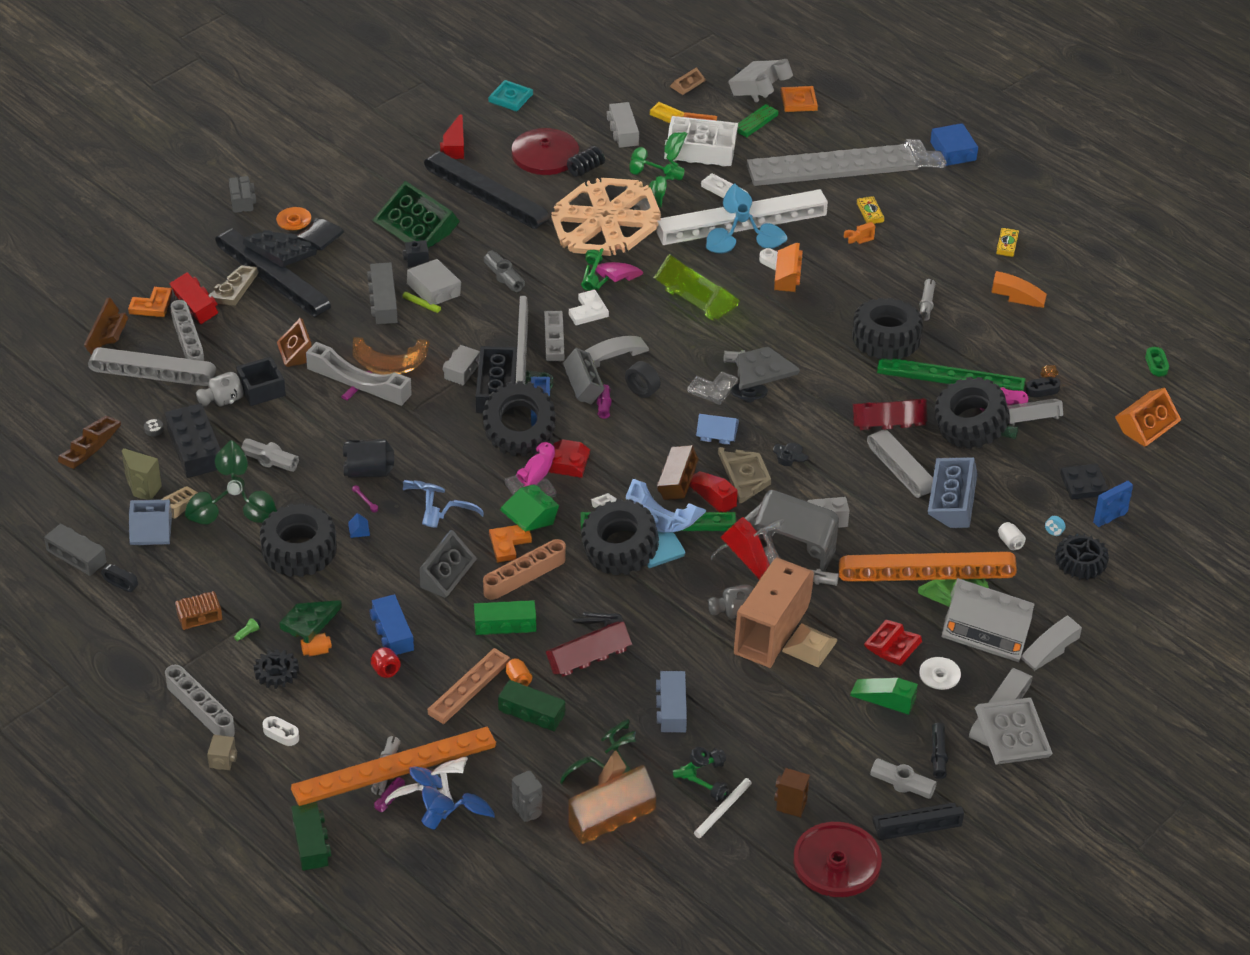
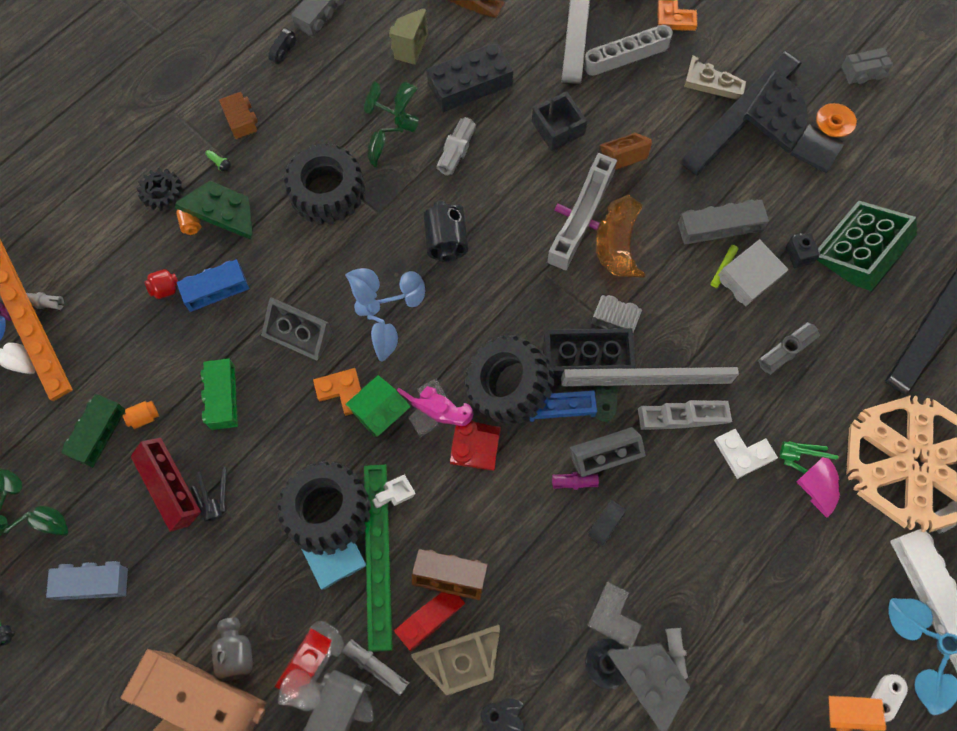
camera: 90 degrees right, 25 degrees up
(150, 522) = (351, 57): sand blue slope -> none
(153, 427) = (490, 39): dark grey tile -> none
(179, 507) = (380, 71): tan slope -> none
(197, 299) = (684, 46): red brick -> none
(199, 701) = (121, 132): light grey beam -> none
(222, 390) = (542, 86): light grey piece -> none
(222, 752) = (58, 158): dark tan brick -> none
(280, 731) = (85, 204): white beam -> none
(358, 526) = (359, 242): blue slope -> none
(373, 507) = (390, 252): magenta hinge -> none
(468, 686) = (129, 367): nougat plate -> none
(524, 569) = (287, 400): nougat beam -> none
(591, 256) = (840, 450): green plate -> none
(615, 347) = (669, 487): light grey slope -> none
(665, 520) = (374, 553): light blue windscreen -> none
(695, 288) = (799, 593): clear neon green windscreen -> none
(717, 427) = (538, 622): medium blue slope -> none

